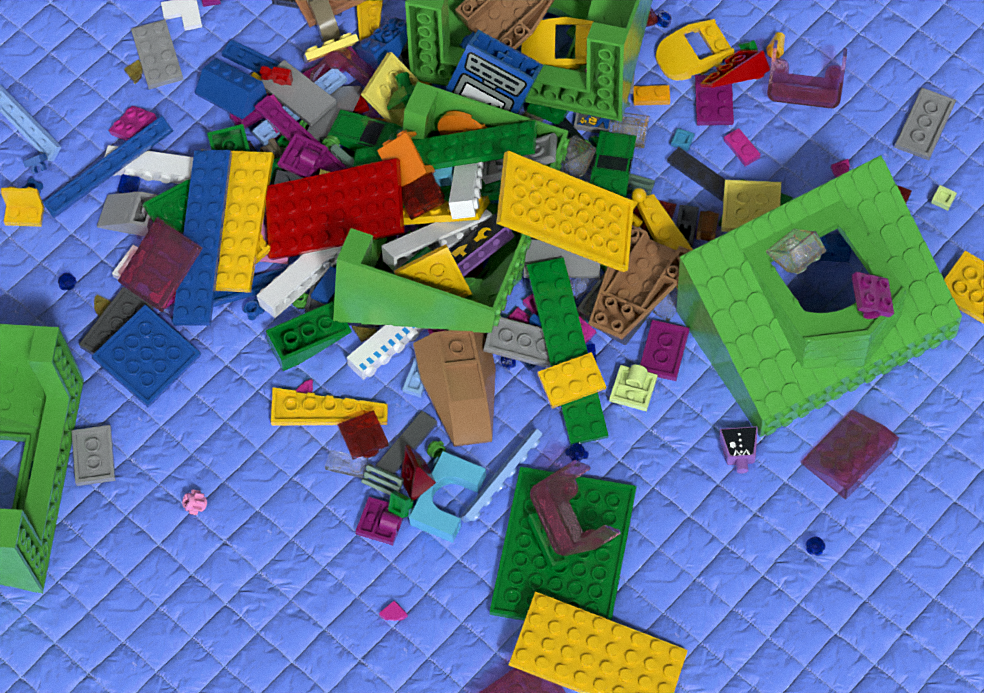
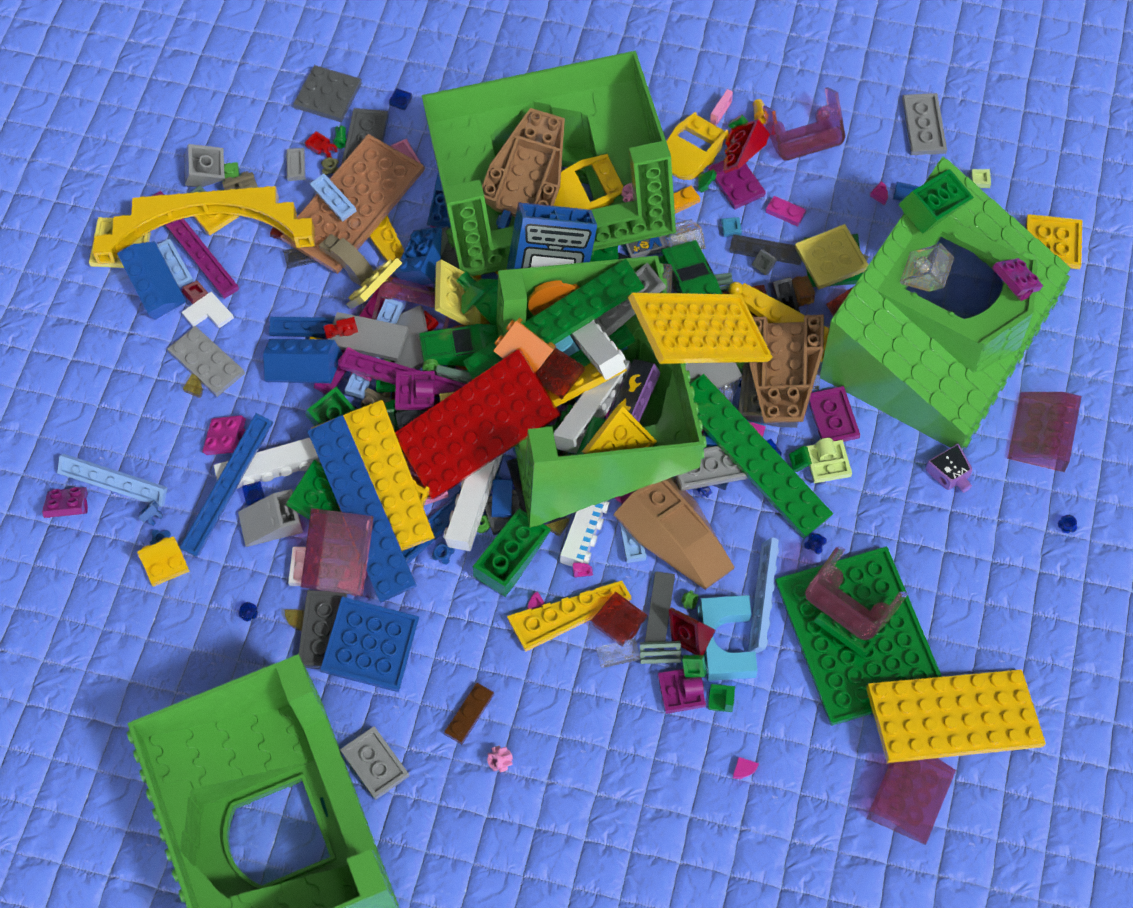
camera: 30 degrees left, 0 degrees up
(194, 453) = (469, 713): none -> reddish brown plate
(360, 379) = (582, 570): none -> dark pink tile
(411, 544) = (721, 698): none -> green panel
(571, 380) = (776, 479): yellow plate -> none
(610, 373) = (800, 458): none -> green tile
(685, 85) = (705, 179): none -> green tile
(690, 184) = (764, 262): none -> dark grey plate
(741, 26) = (721, 107): none -> bright pink tile
(846, 192) = (935, 200): none -> green slope

